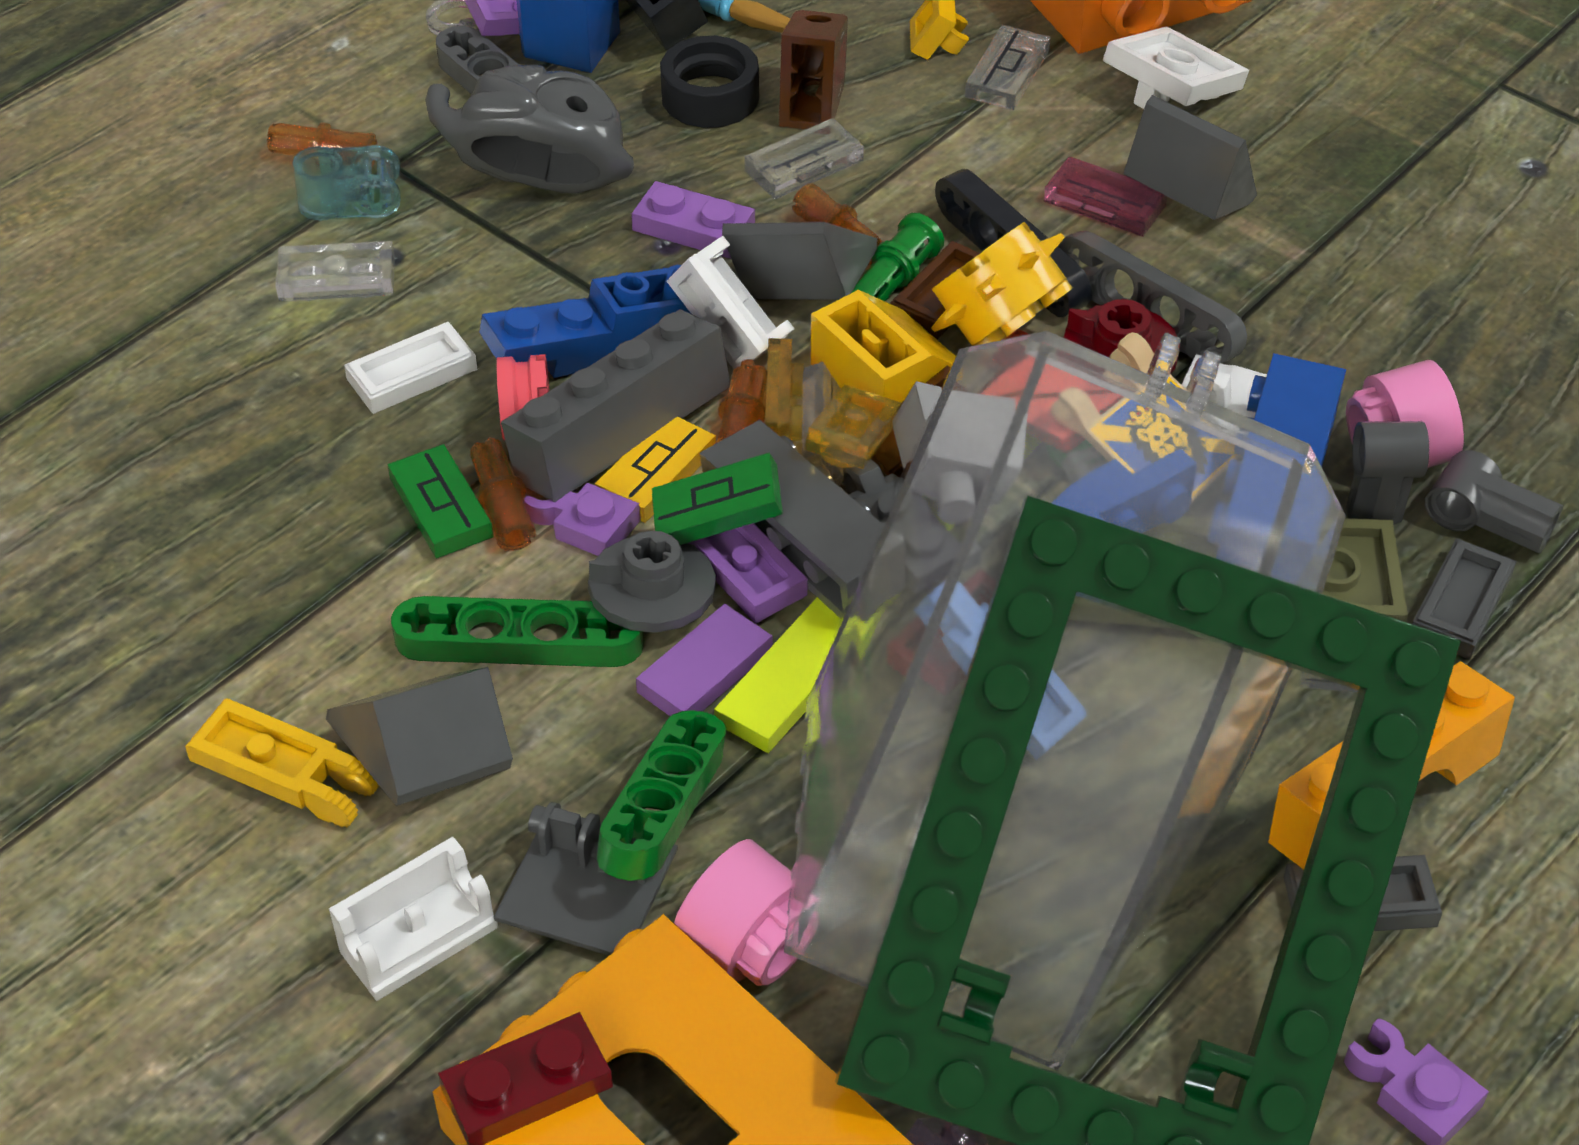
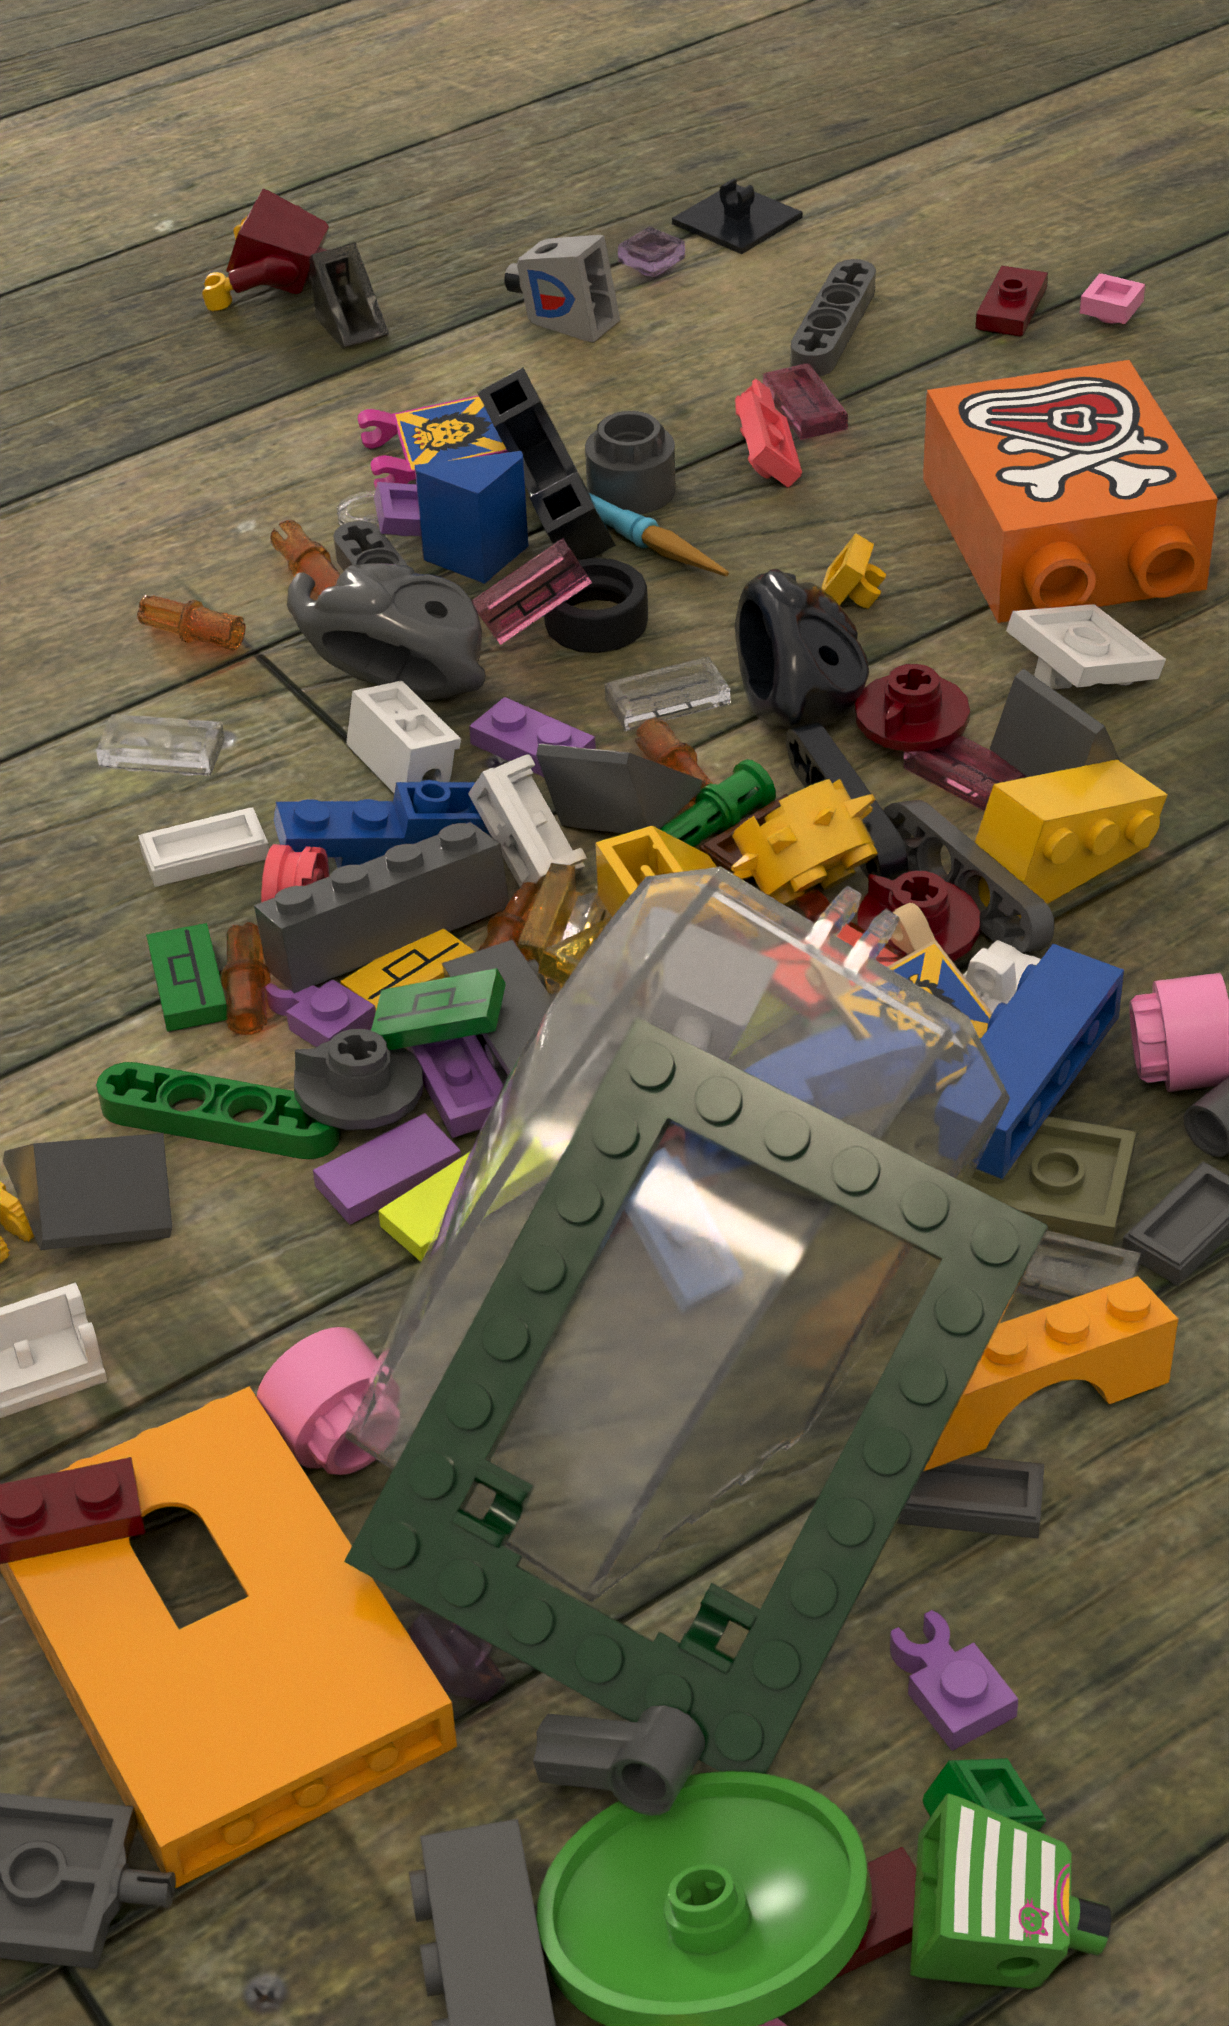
camera: 15 degrees right, 5 degrees down
(342, 184) = (193, 660): clear light blue piece -> none
(419, 69) = (305, 555): none -> clear orange pin
(564, 890) = (199, 1345): dark grey hinge -> none
(571, 234) = (399, 735): none -> white hinge
(657, 75) = (531, 591): none -> clear pink tile
(657, 789) = (288, 1277): green beam -> none
(812, 55) = (702, 589): reddish brown torso -> none
(920, 104) = (797, 652): none -> black piece
(1007, 67) = (913, 626): clear tile -> none
(1041, 146) = (912, 710): none -> dark red piece
(1227, 237) = (1068, 825): none -> yellow wedge
(1384, 465) = (1137, 1075): dark grey piece -> none

